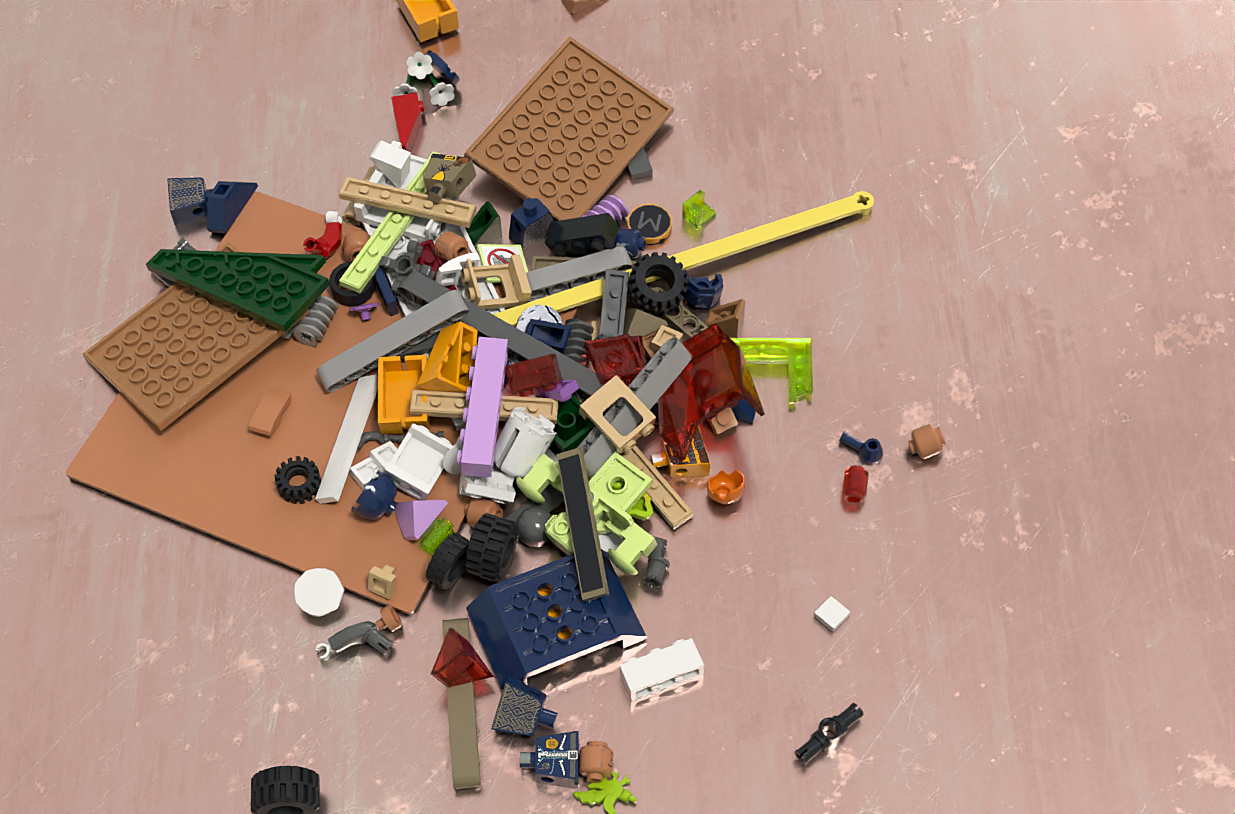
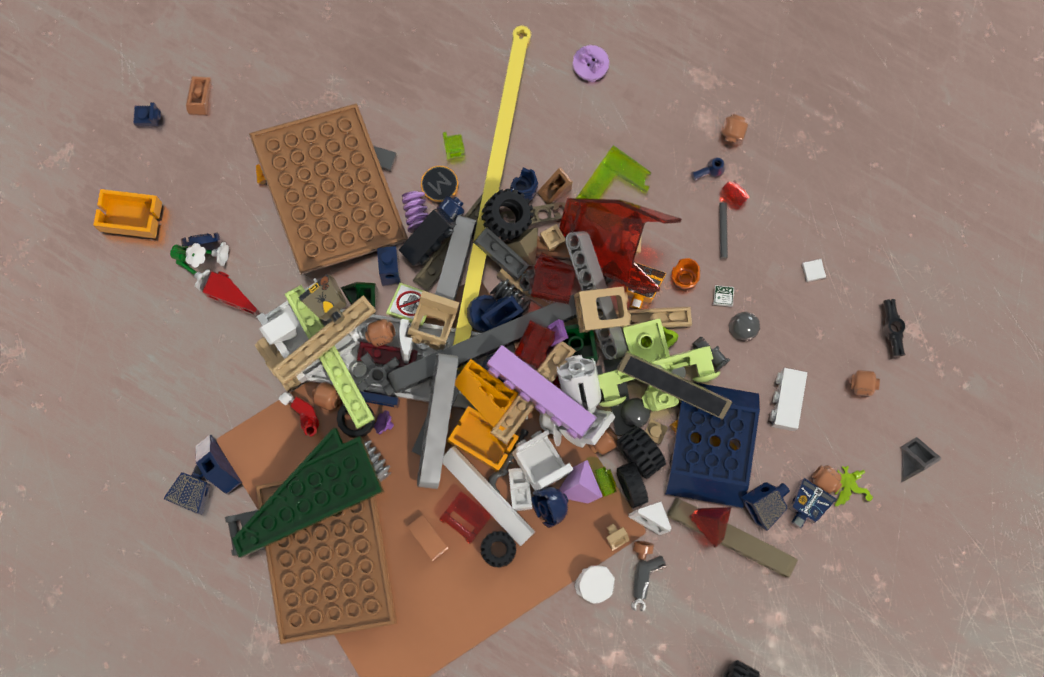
camera: 60 degrees left, 20 degrees up
(320, 435) = (469, 512): none -> clear red plate
(429, 603) = (653, 518): none -> white slope
(528, 559) = (656, 431): none -> tan plate
(713, 580) = (744, 326): none -> dark grey hair
(731, 540) = (723, 296): none -> tile
(739, 737) = (864, 383): none -> nougat head
(805, 499) = (723, 231): none -> dark grey bar
(886, 276) = (596, 69): none -> lavender plate

